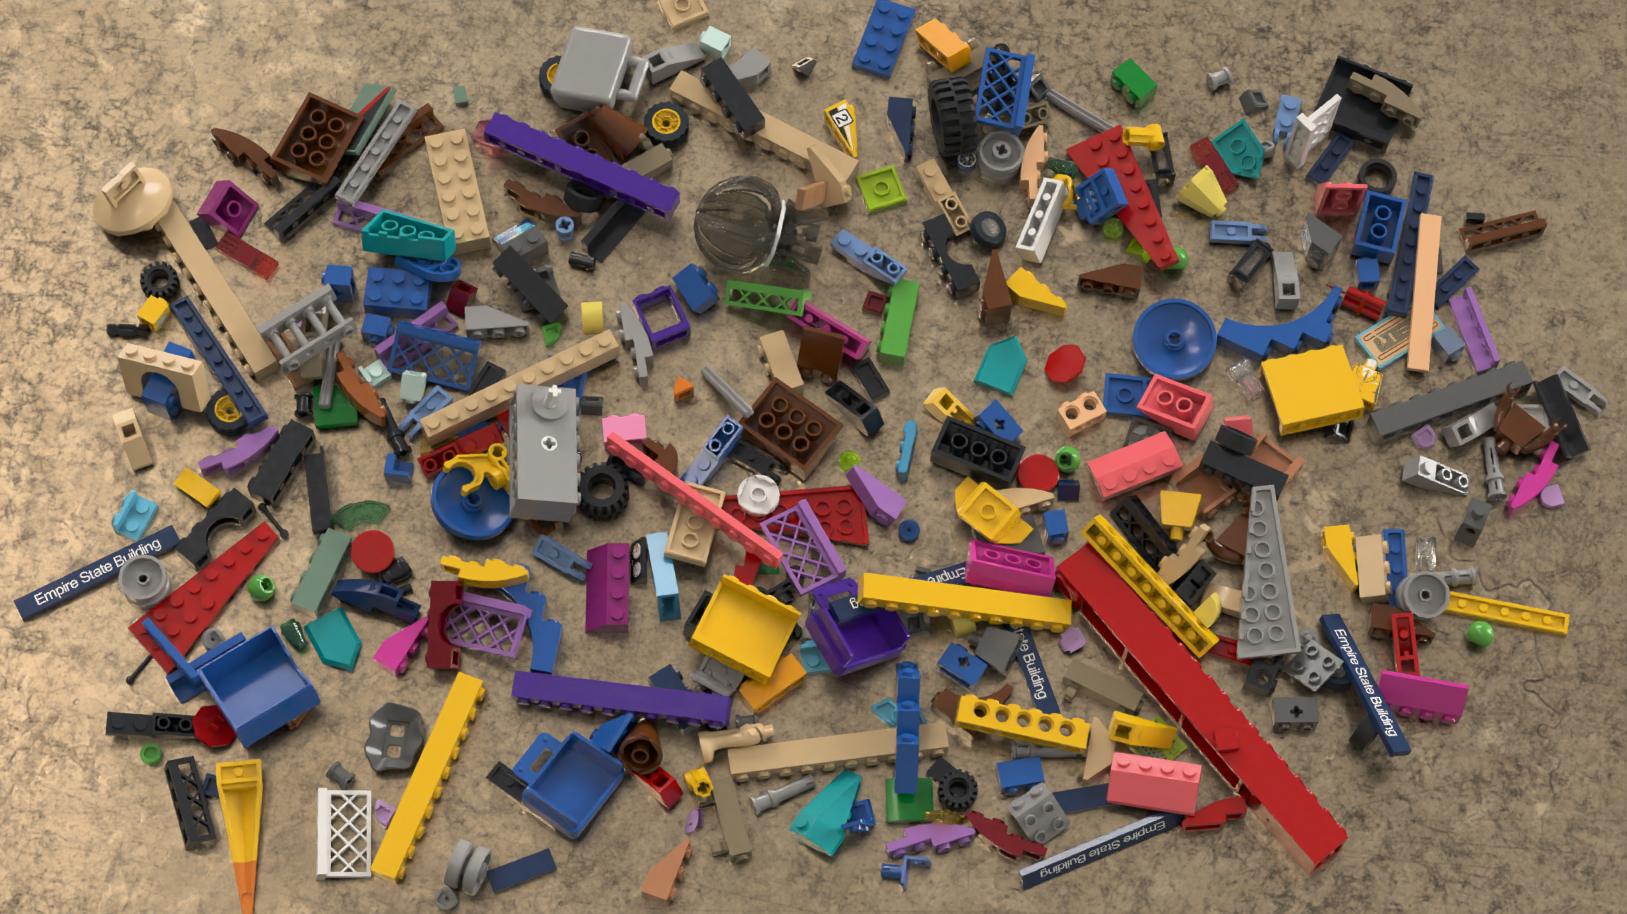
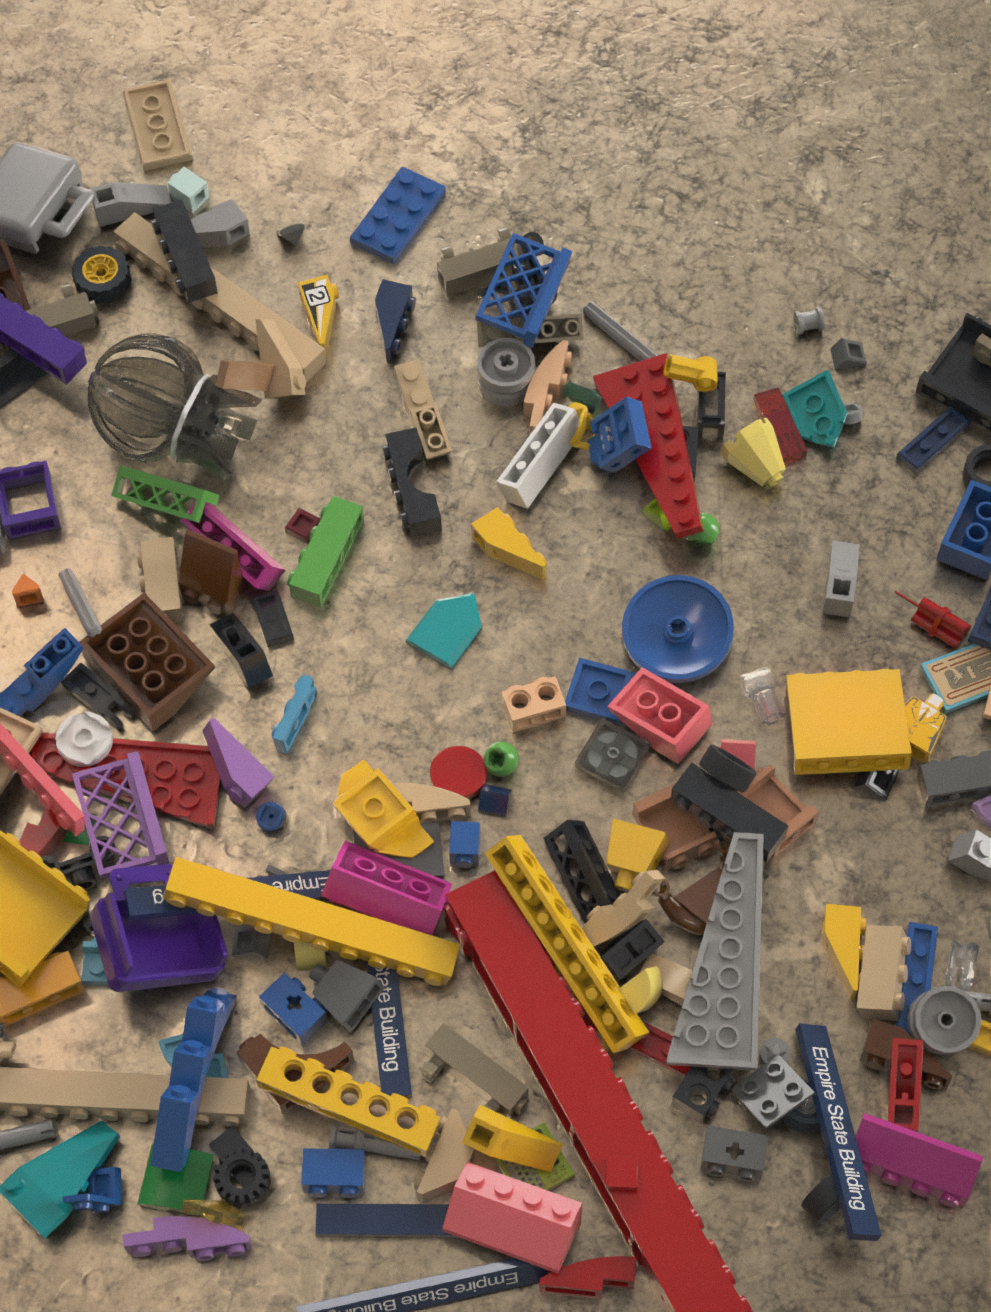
camera: 15 degrees right, 5 degrees down
(617, 129) = (34, 267): reddish brown cone -> none
(696, 288) = (79, 470): blue brick -> none
(848, 459) = (219, 711): clear neon green tile -> none
(868, 259) = (306, 468): medium blue slope -> none
(881, 189) = (348, 390): lime tile -> none
(902, 871) = (140, 1277): blue bracket -> none
(943, 45) = (466, 229): light orange brick -> none
(943, 403) = (368, 680): yellow slope -> none
(953, 116) = (452, 310): black tyre -> none
(967, 161) = (464, 371): blue tile -> none
(977, 453) = (382, 731): black slope -> none
(988, 229) = (469, 456): black wheel -> none
(993, 413) = (418, 684): blue brick -> none
(994, 836) = (280, 1251): dark red slope -> none
(996, 300) = (452, 539): reddish brown slope -> none
(1038, 87) = (575, 298): dark grey slope -> none
(1039, 814) = (344, 1232): light grey bracket -> none
(1065, 363) = (527, 637): red piece -> none
(1072, 640) = (451, 998): lavender piece -> none
(1113, 228) = (631, 480): clear neon green tile -> none
(1117, 279) = (623, 543): reddish brown slope -> none
(1133, 83) = (697, 310): green brick -> none
(1135, 465) = (587, 782): coral slope -> none
(1236, 232) = (792, 510): medium blue hinge -> none
(1251, 264) = (800, 551): black window -> none
(1257, 341) = (789, 648): blue arch -> none
(1285, 118) = (886, 382): medium blue hinge -> none
(1310, 131) = (907, 397): white fence -> none
(1319, 242) = (896, 536): dark grey slope -> none
(1339, 198) = (933, 485): coral slope -> none
(1366, 273) = (952, 586): blue brick -> none

